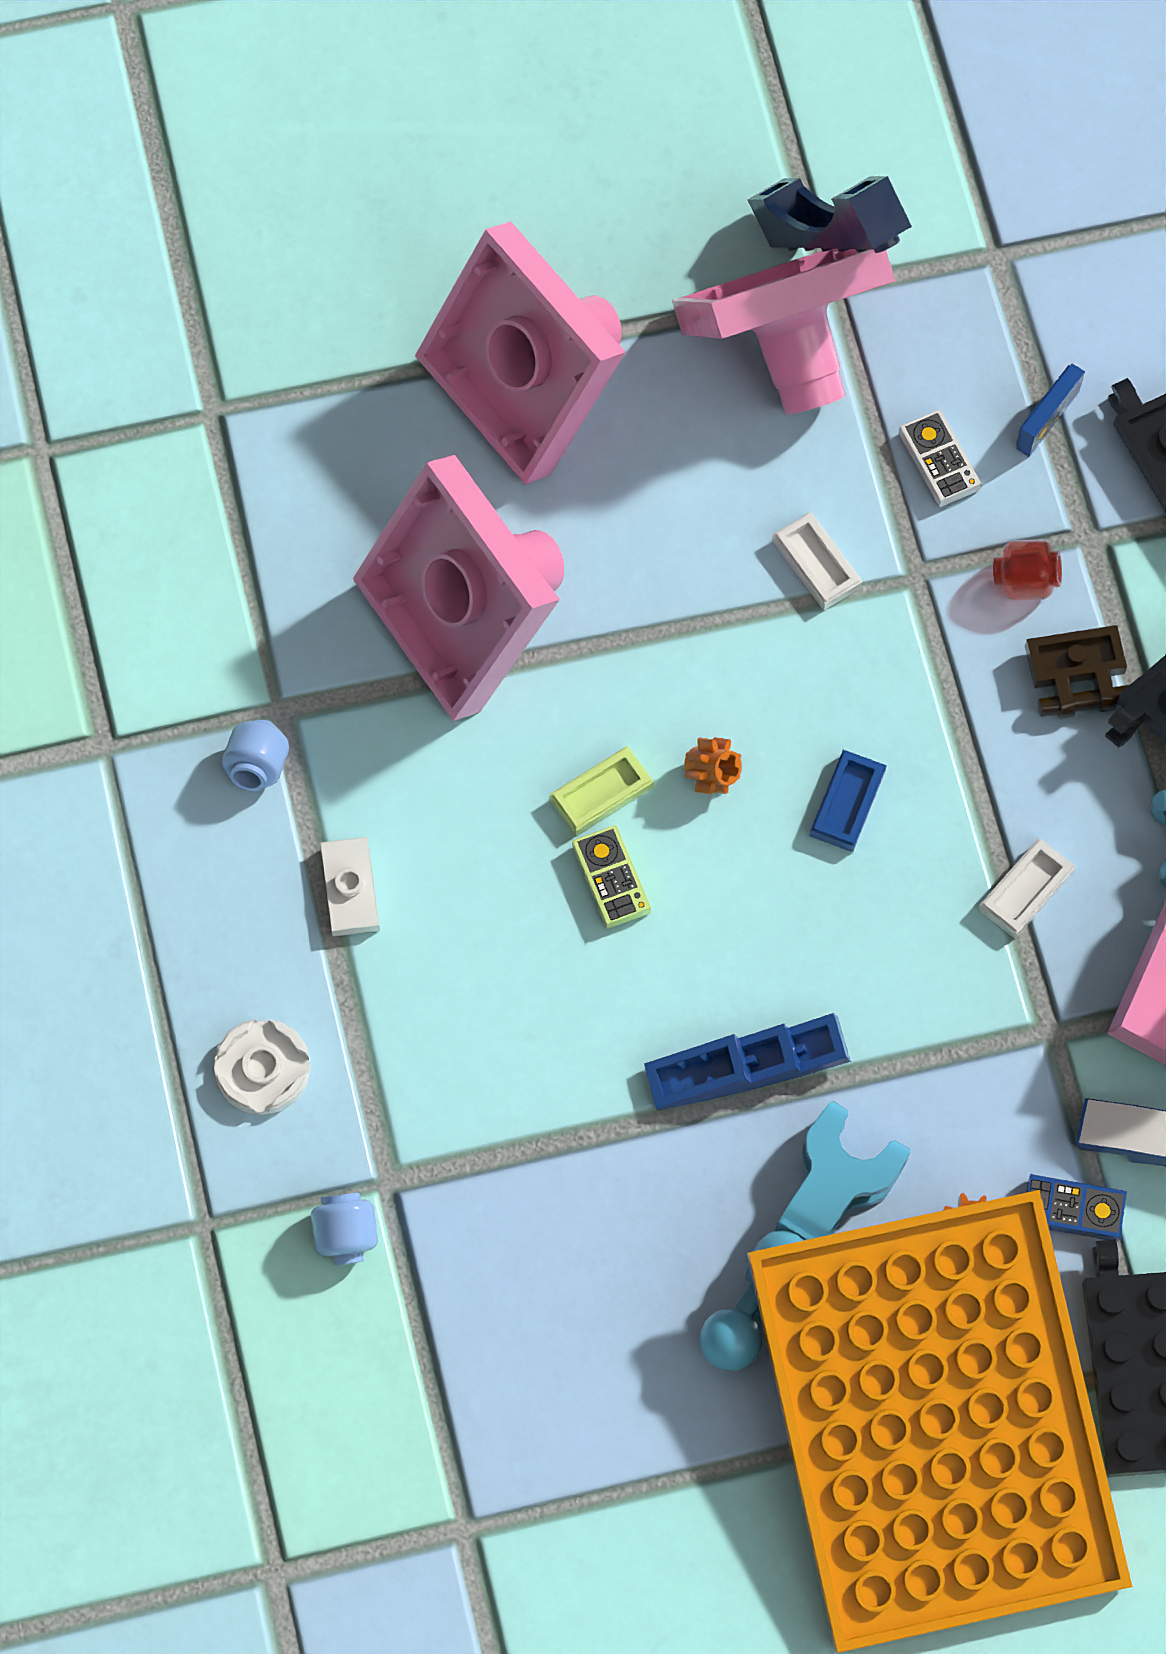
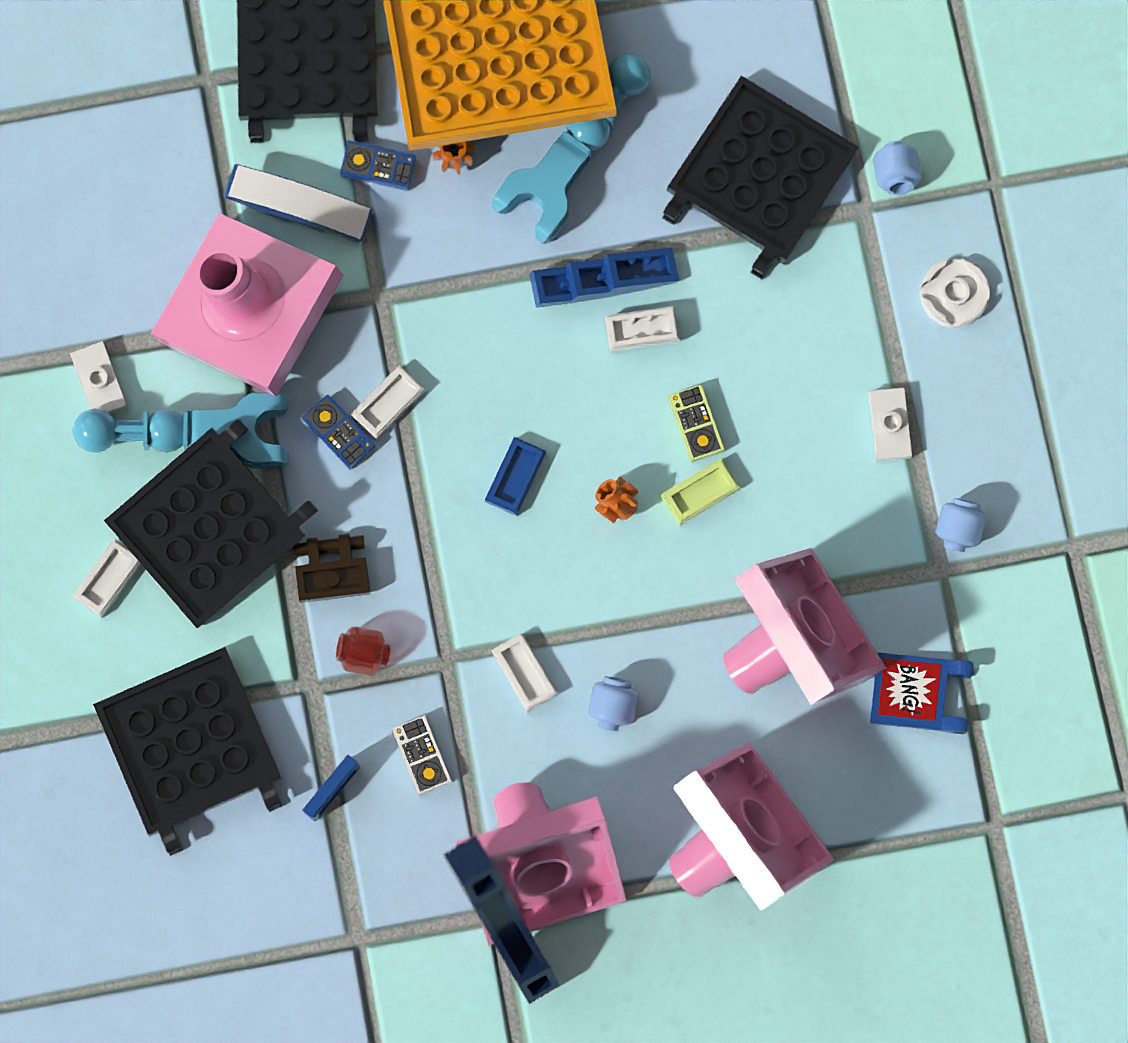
camera: 175 degrees left, 10 degrees up
(313, 555) = (913, 693): none -> flag
(535, 1218) = (760, 172): none -> black plate
(691, 994) = (641, 329): none -> white plate
(701, 521) = (613, 703): none -> light blue head
(1089, 846) = (338, 432): none -> tile

